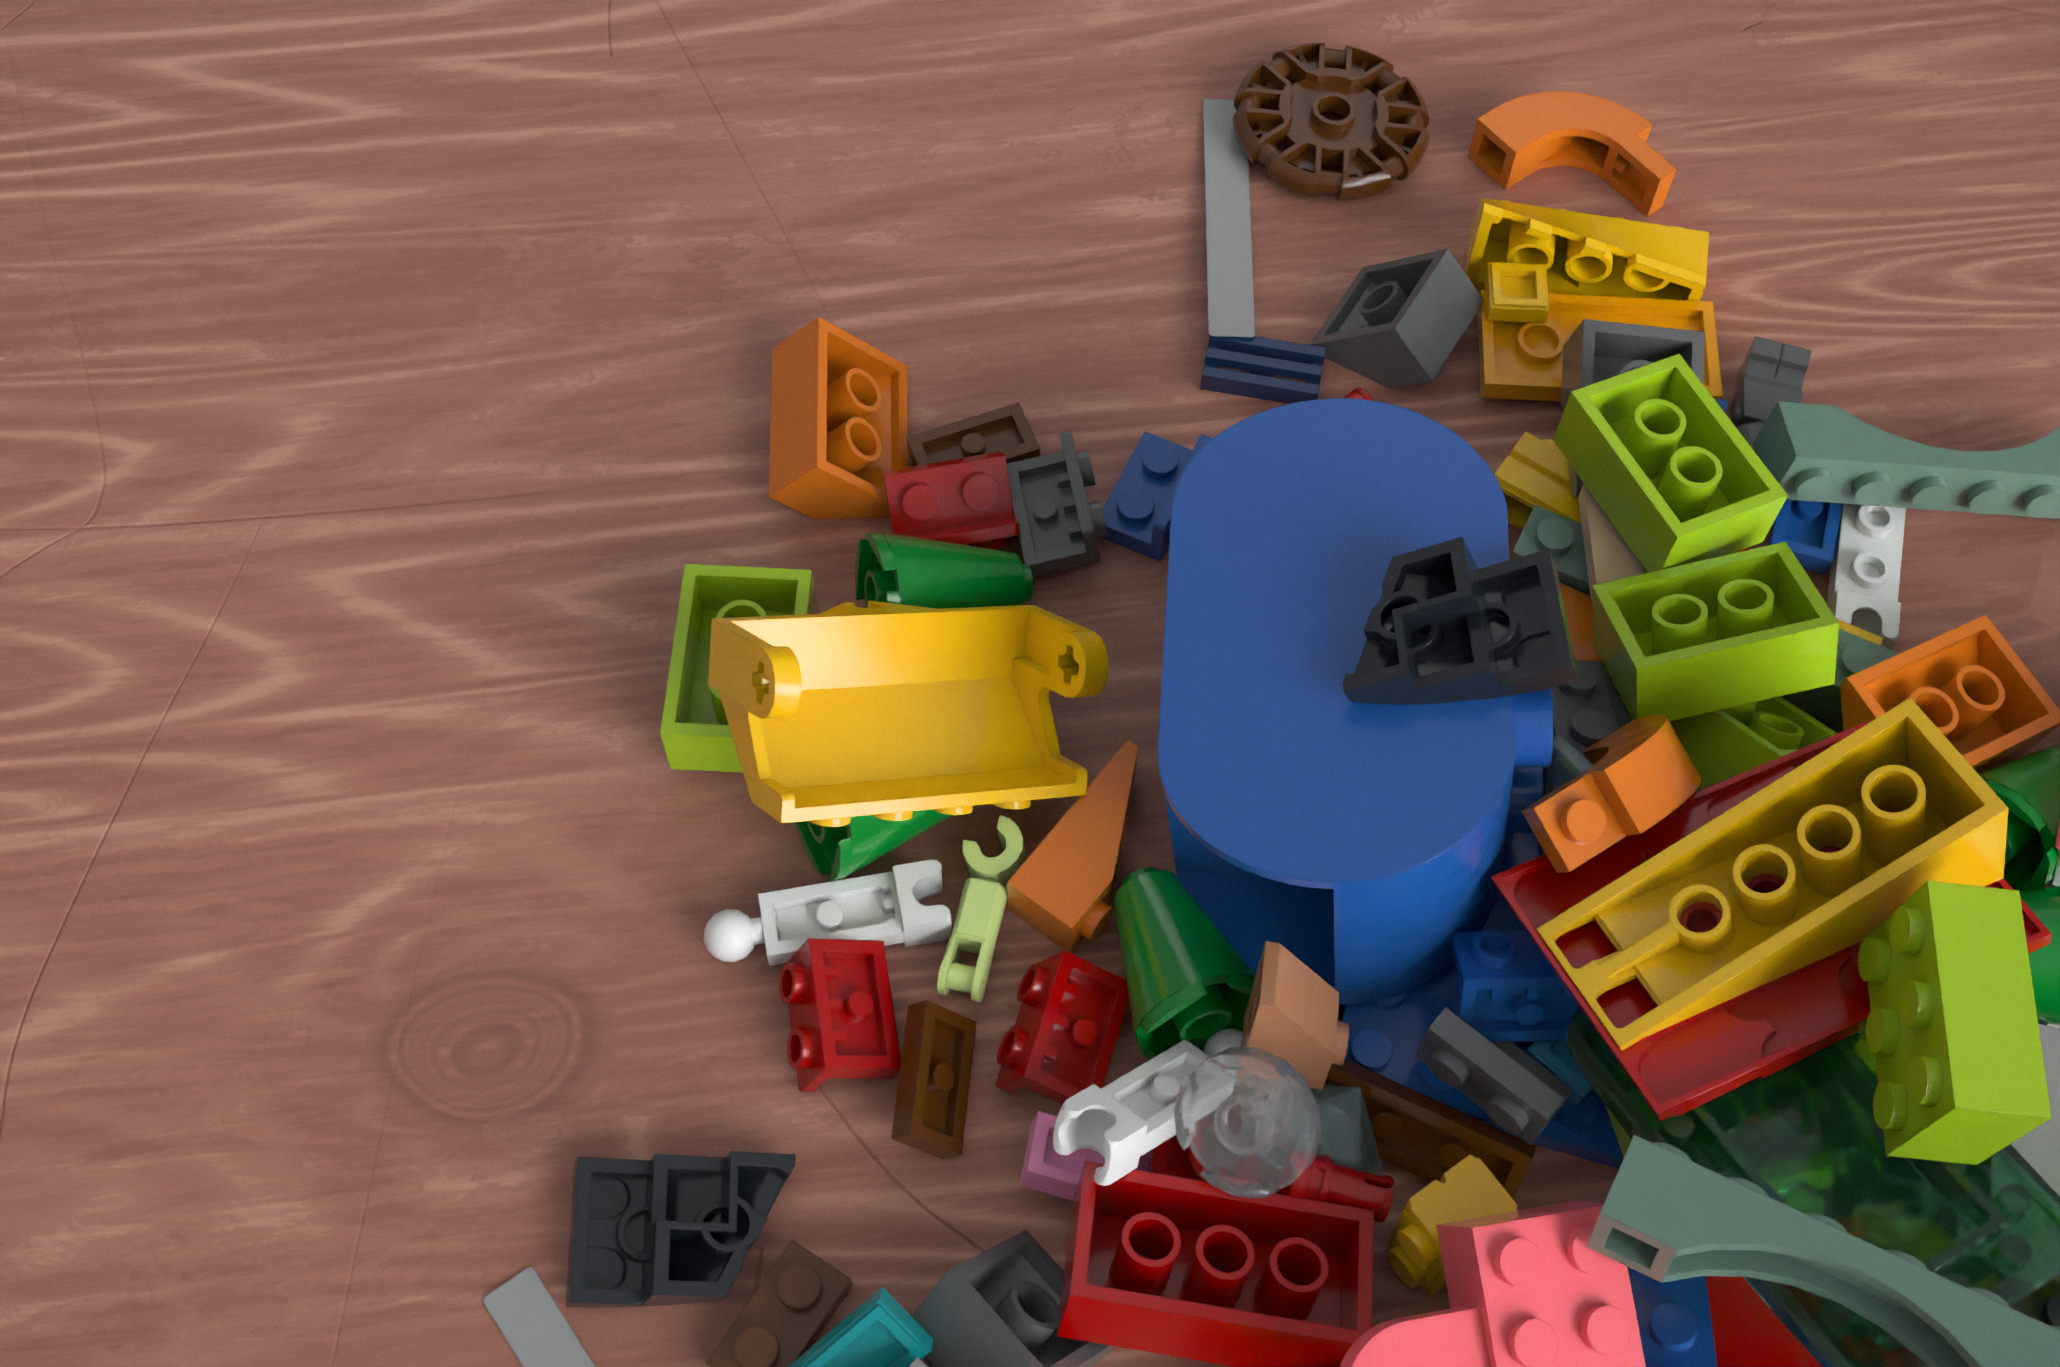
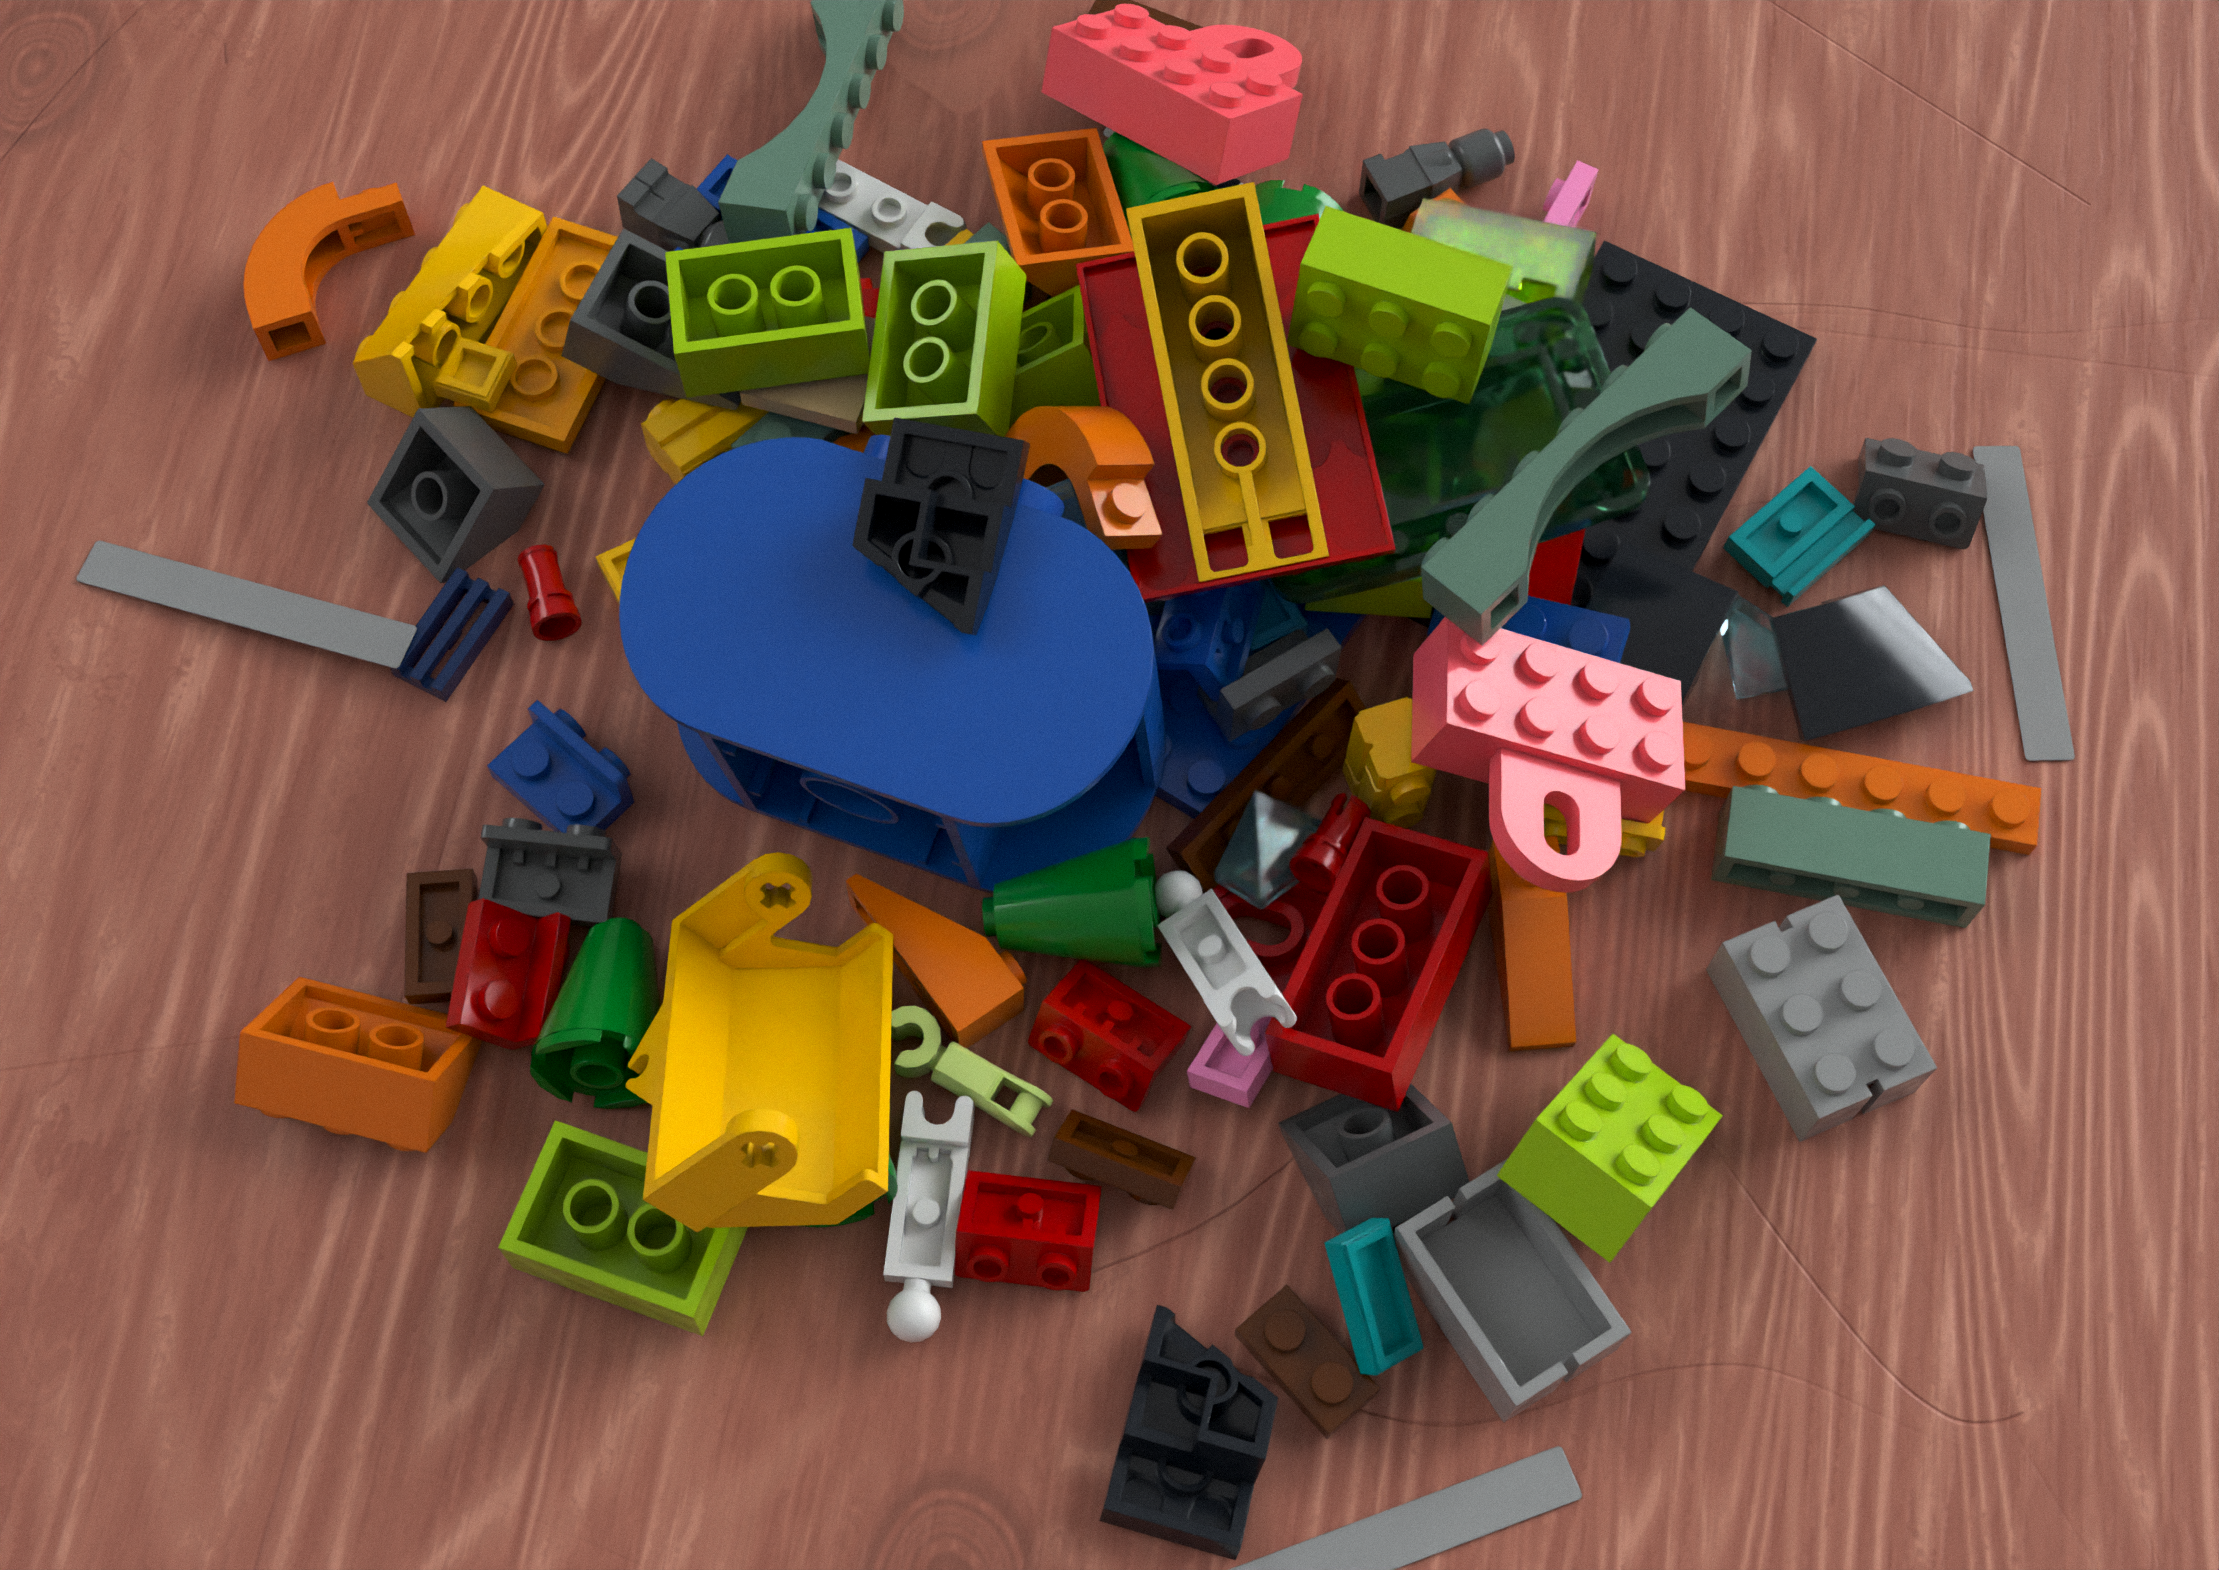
camera: 75 degrees left, 5 degrees up
(1248, 1121) = (1279, 880): clear tile -> none
(1295, 1016) = (1191, 825): nougat slope -> none
(1338, 84) = (180, 495): reddish brown plate -> none

